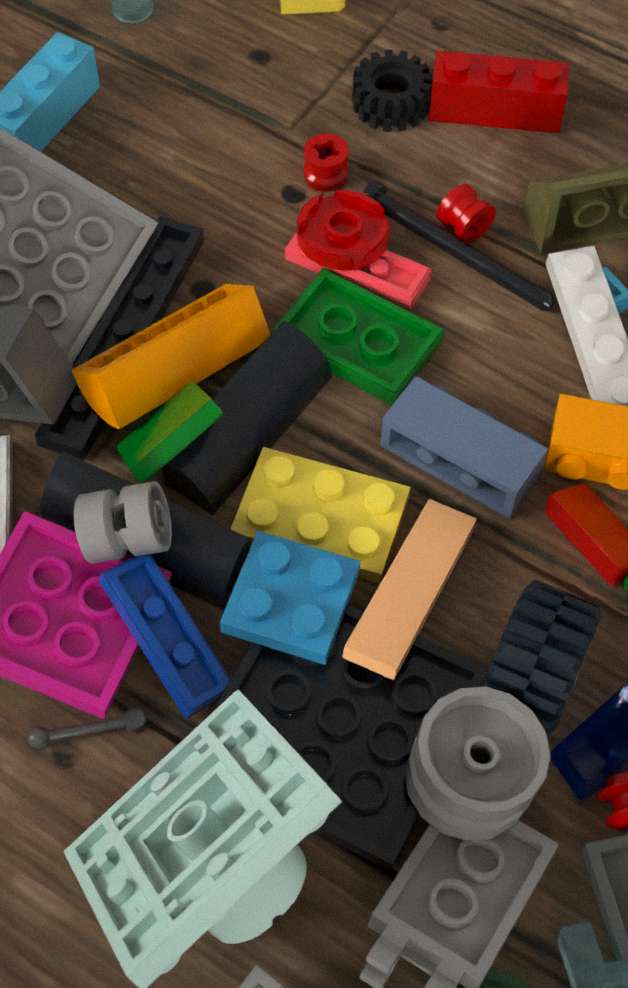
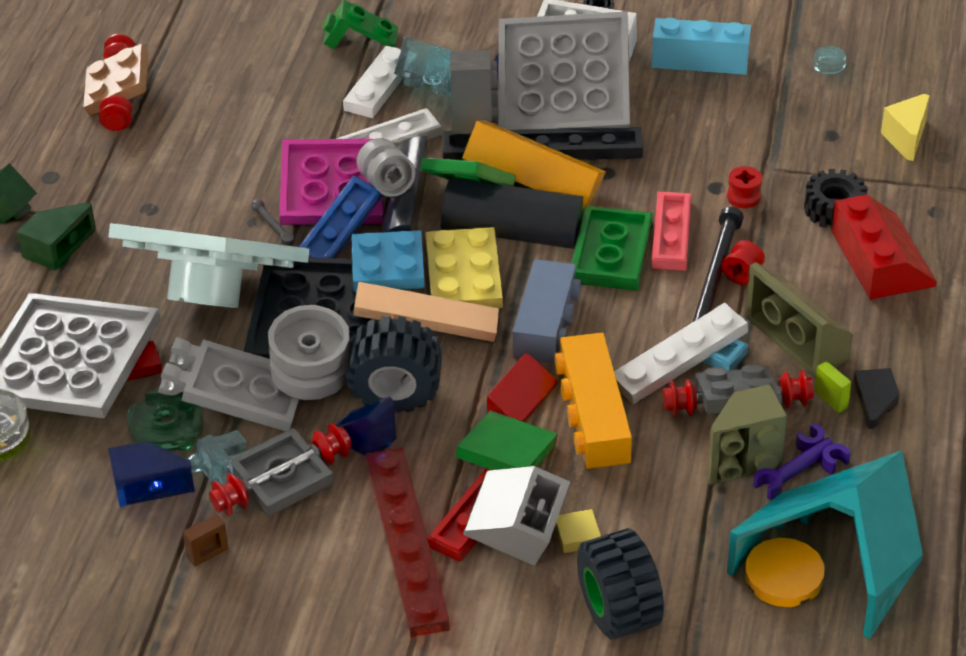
camera: 70 degrees right, 15 degrees down
(343, 230) = (686, 208): red tile -> none

